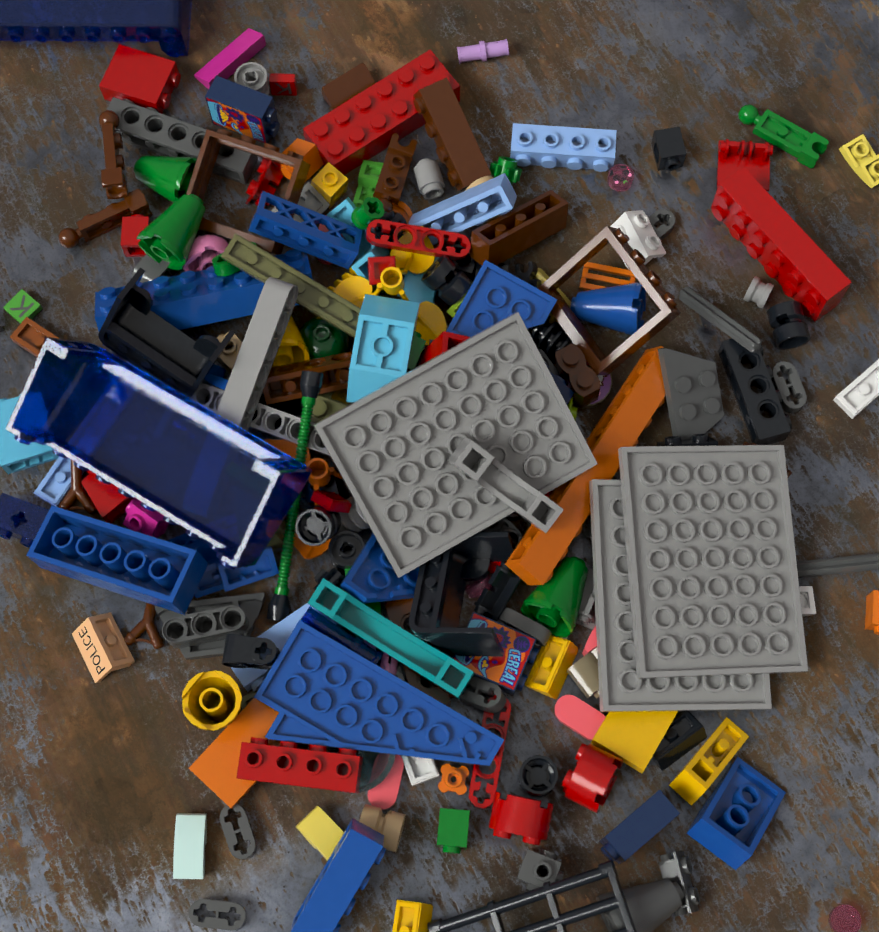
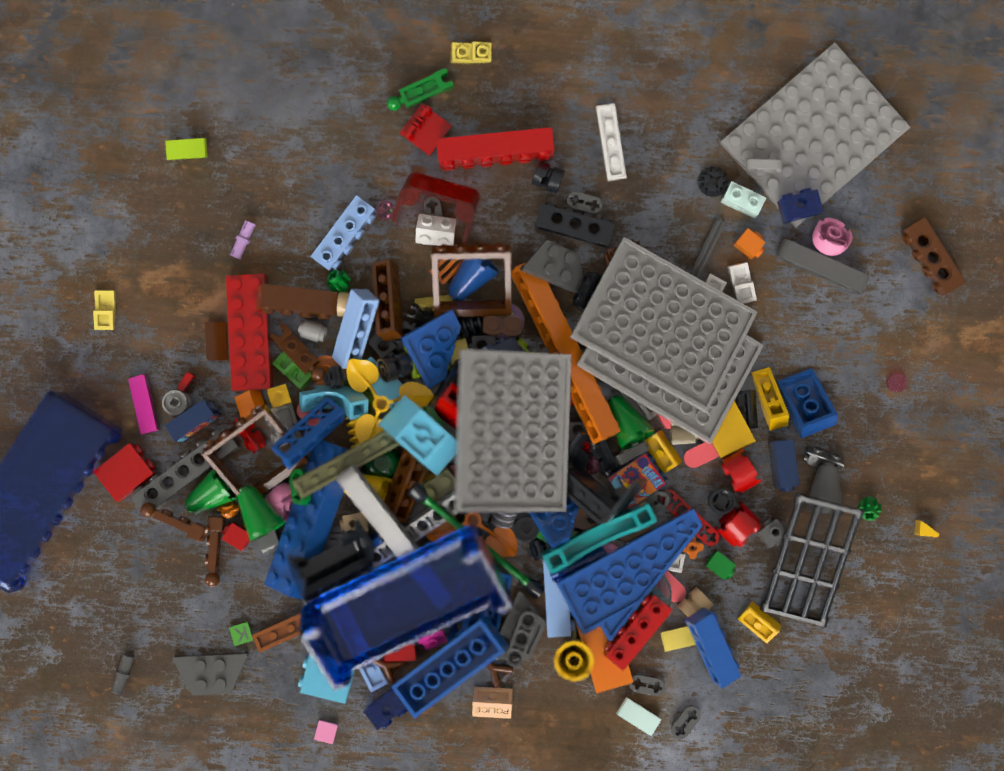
camera: 55 degrees left, 15 degrees up
(159, 205) = (228, 509): none -> orange plate
(245, 652) = (552, 624): black piece -> none
(317, 525) = (504, 538): black wheel -> none
(331, 501) = (495, 522): red tile -> none
(369, 210) = (321, 388): green bush -> none
(377, 265) = (364, 403): red tile -> none
(418, 235) = (356, 366): red beam -> none
(505, 485) = (542, 425): light grey arch -> none
(668, 149) = (387, 169): black brick -> none
(692, 249) = (465, 198): none -> clear red windscreen
(720, 319) = (519, 217): dark grey axle -> none
(758, 292) = (515, 179): light grey wheel -> none
(829, 634) = (742, 283): none -> white slope

